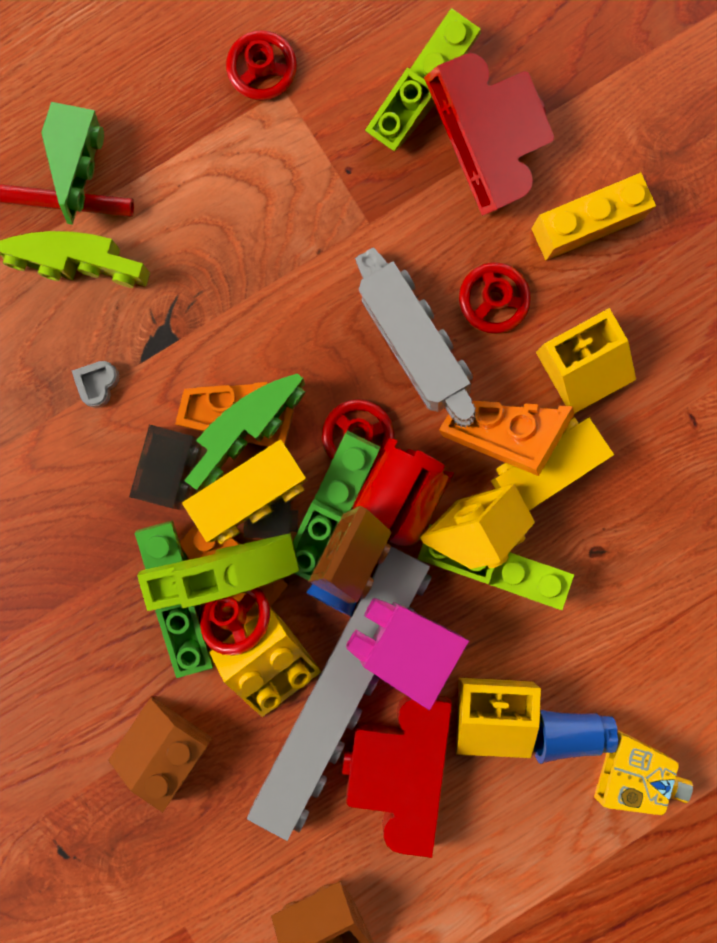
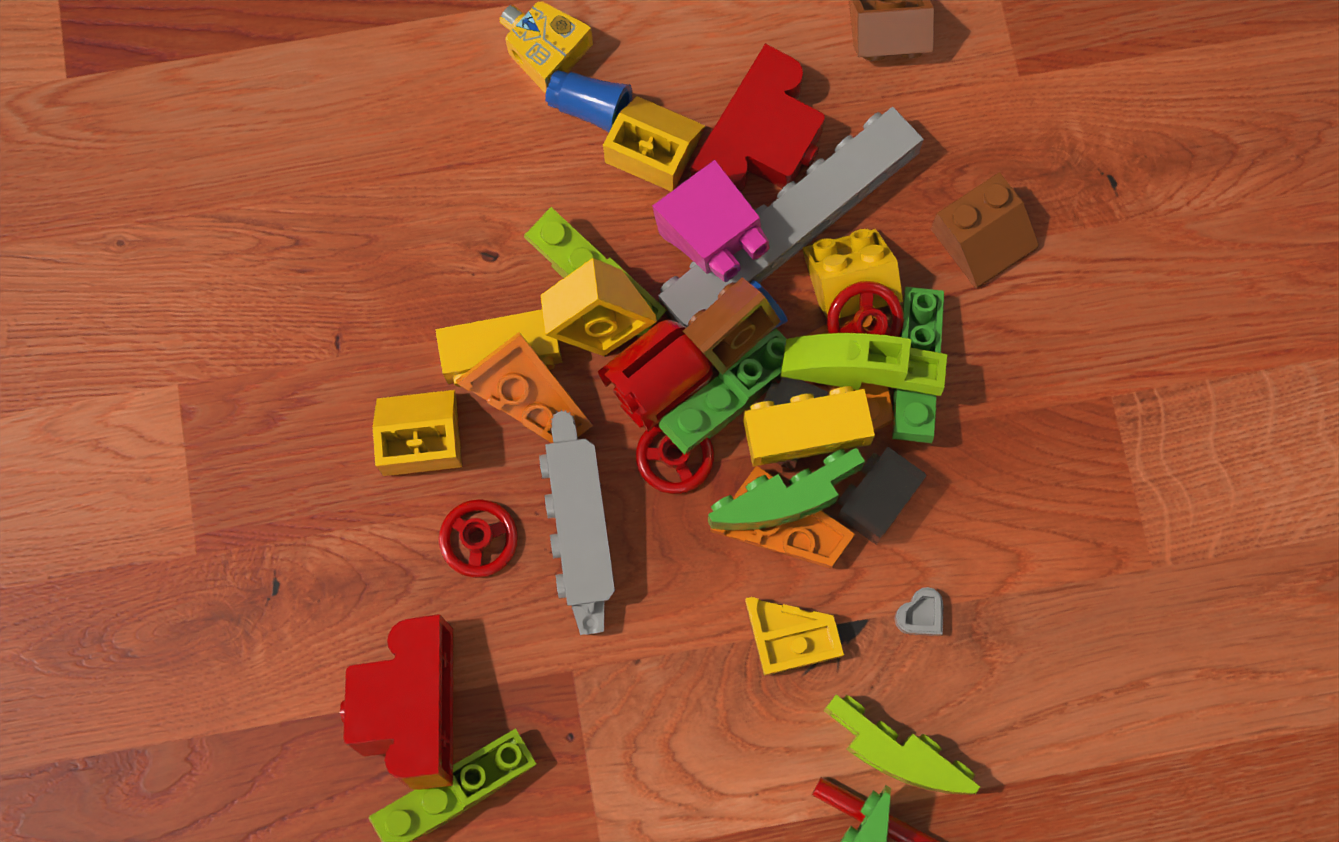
camera: 150 degrees left, 10 degrees down
(197, 318) = (791, 636): none -> yellow wing
(593, 216) = (343, 574): yellow brick -> none

